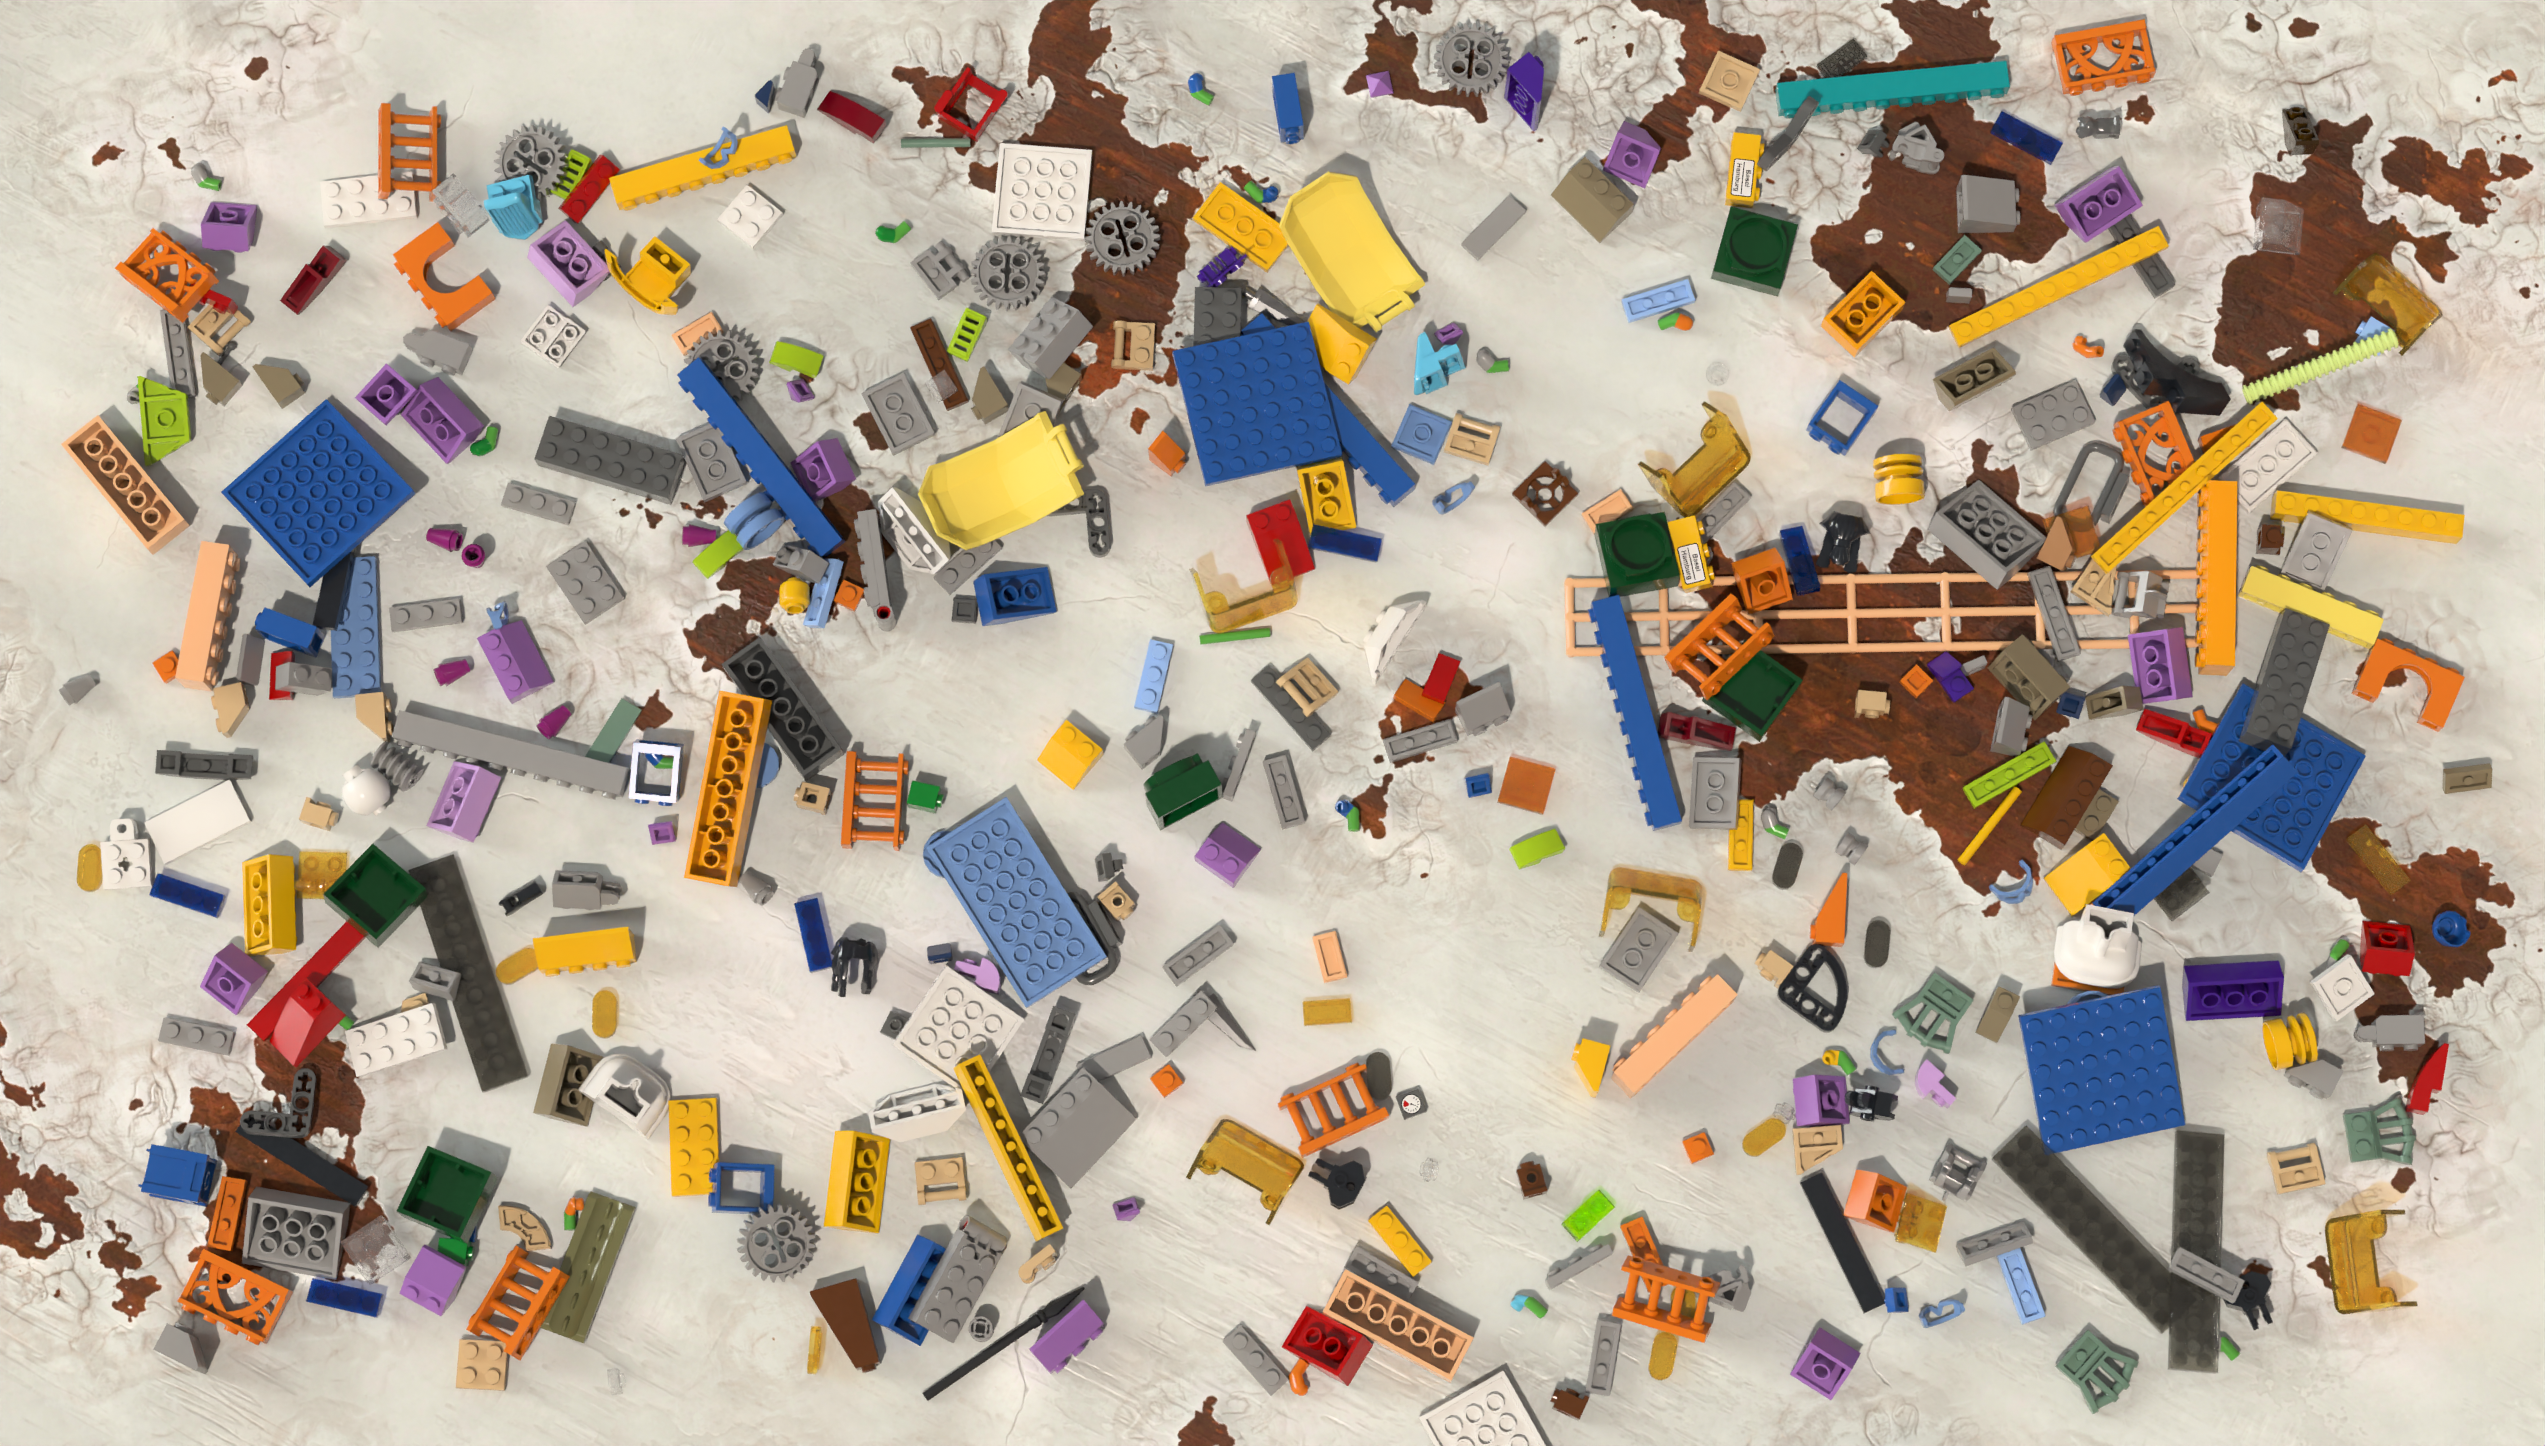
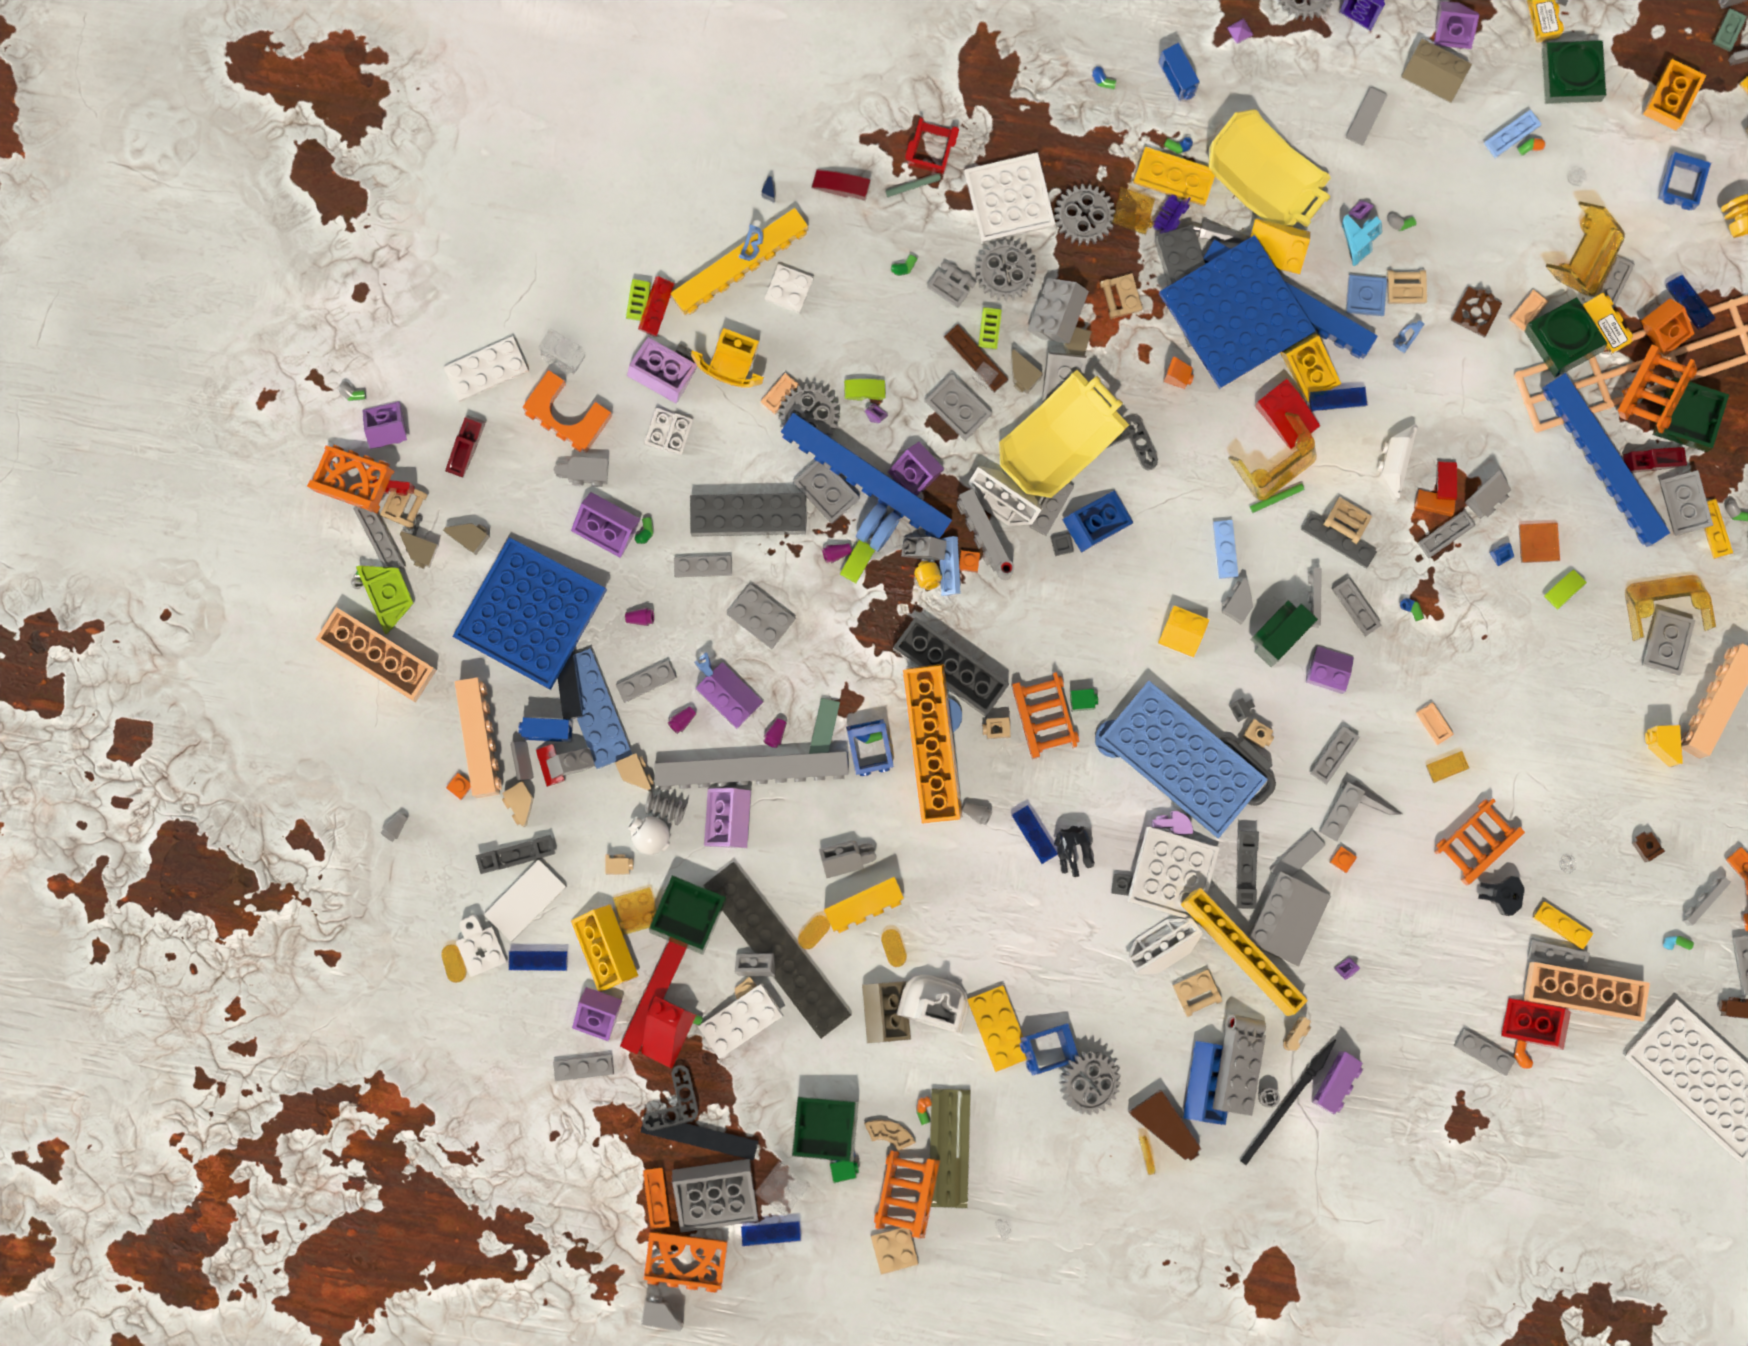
camera: 20 degrees left, 5 degrees up
(178, 1175) = (610, 1182): blue container -> none
(386, 394) = (557, 519): medium lavender slope -> none
(387, 162) = (493, 335): orange fence -> none
(433, 1280) = (836, 1199): medium lavender slope -> none
(472, 551) = (669, 619): magenta cone -> none
(514, 207) = (604, 339): medium azure piece -> none
(524, 896) = (800, 876): black bar -> none
(542, 145) = (600, 316): light grey gear -> none
(662, 832) = (889, 792): medium lavender slope -> none
(799, 85) = (792, 173): light grey hinge -> none
(856, 1181) = (1134, 1015): yellow slope -> none
(939, 953) = (1135, 817): slope -> none
(1181, 252) = (1134, 211): none -> clear yellow hinge
(1251, 1161) = (1433, 901): clear yellow windscreen -> none
(1378, 1076) = (1503, 803): clear smoke tile -> none
(1411, 1104) = (1535, 817): tile -> none
(1588, 1215) = (1698, 859): clear neon green slope -> none
(1841, 540) = (1716, 270): black piece -> none

